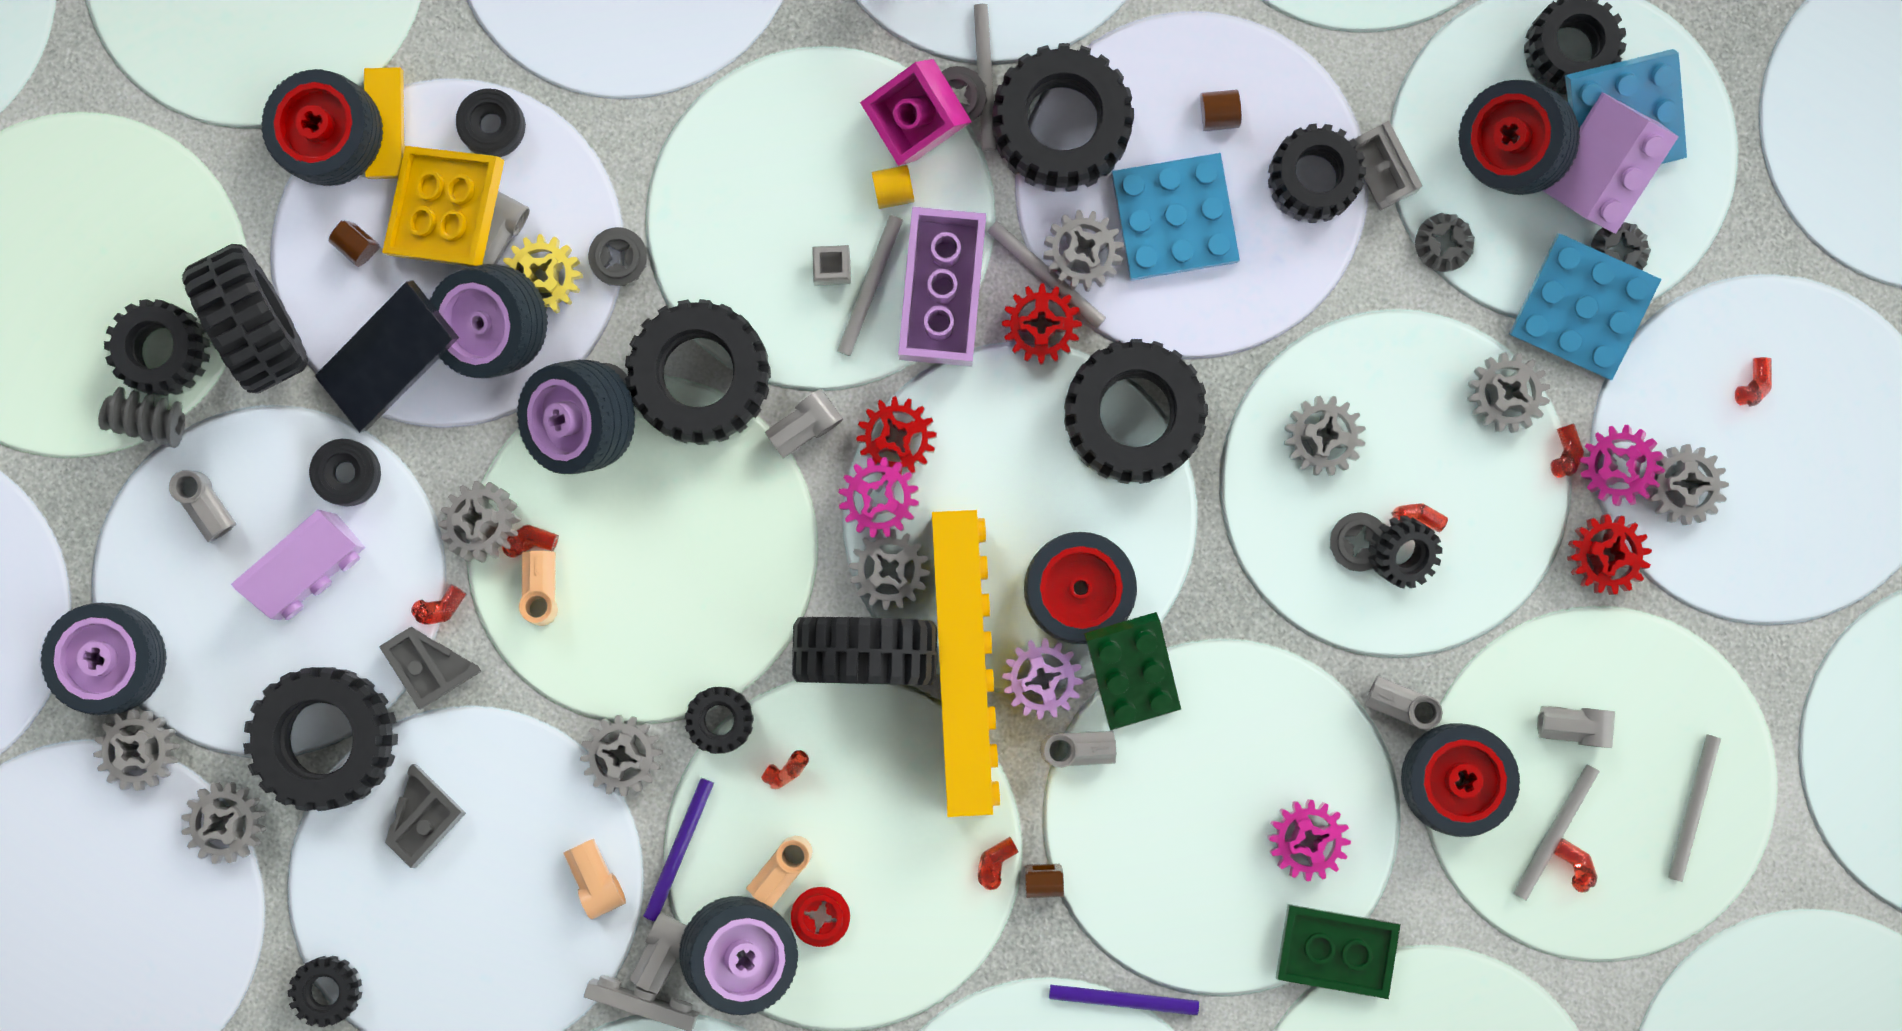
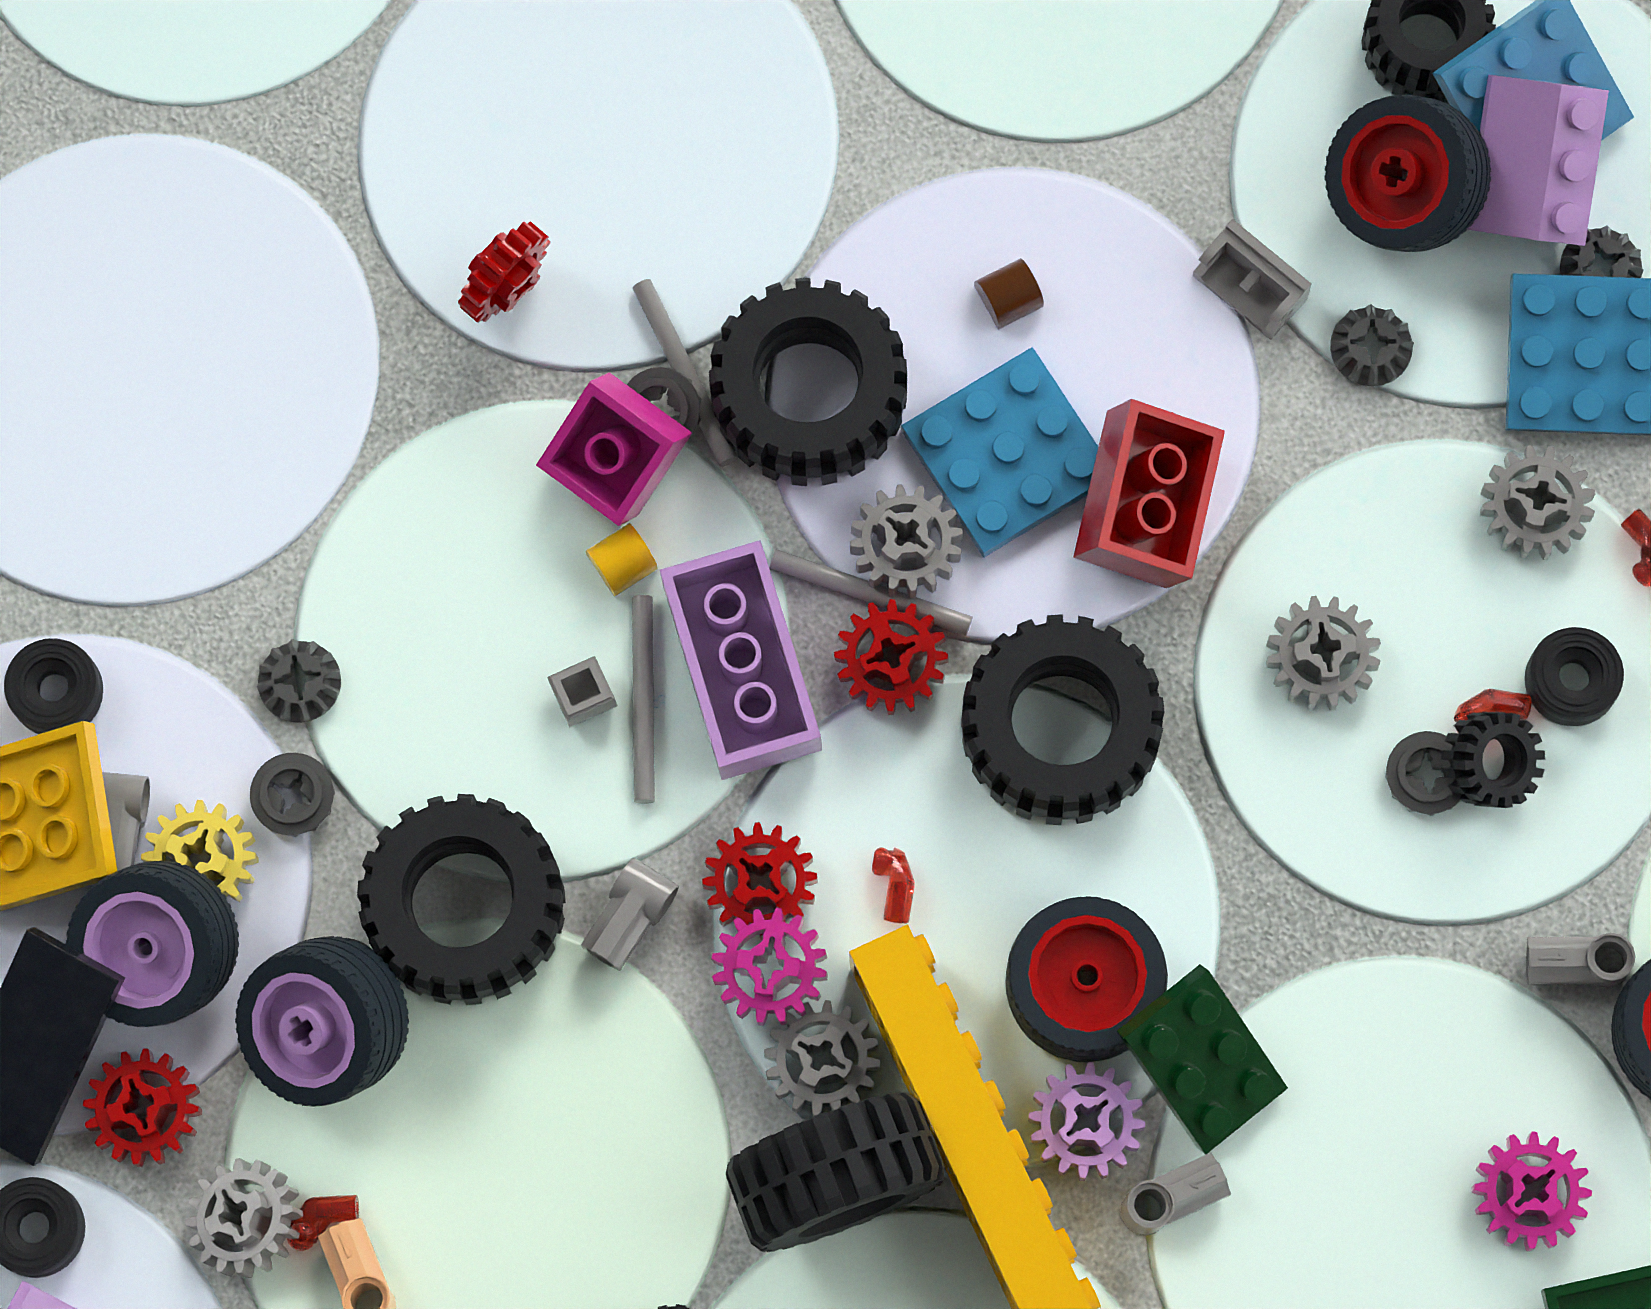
camera: 20 degrees left, 10 degrees down
(442, 409) = (165, 1100): none -> red gear
(660, 197) = (319, 693): none -> dark grey gear
(987, 475) = (900, 883): none -> clear red arm
(1255, 284) = (1149, 494): none -> red brick
(1337, 152) = (1172, 283): black tyre -> none
(1503, 517) = (1580, 647): none -> black tyre

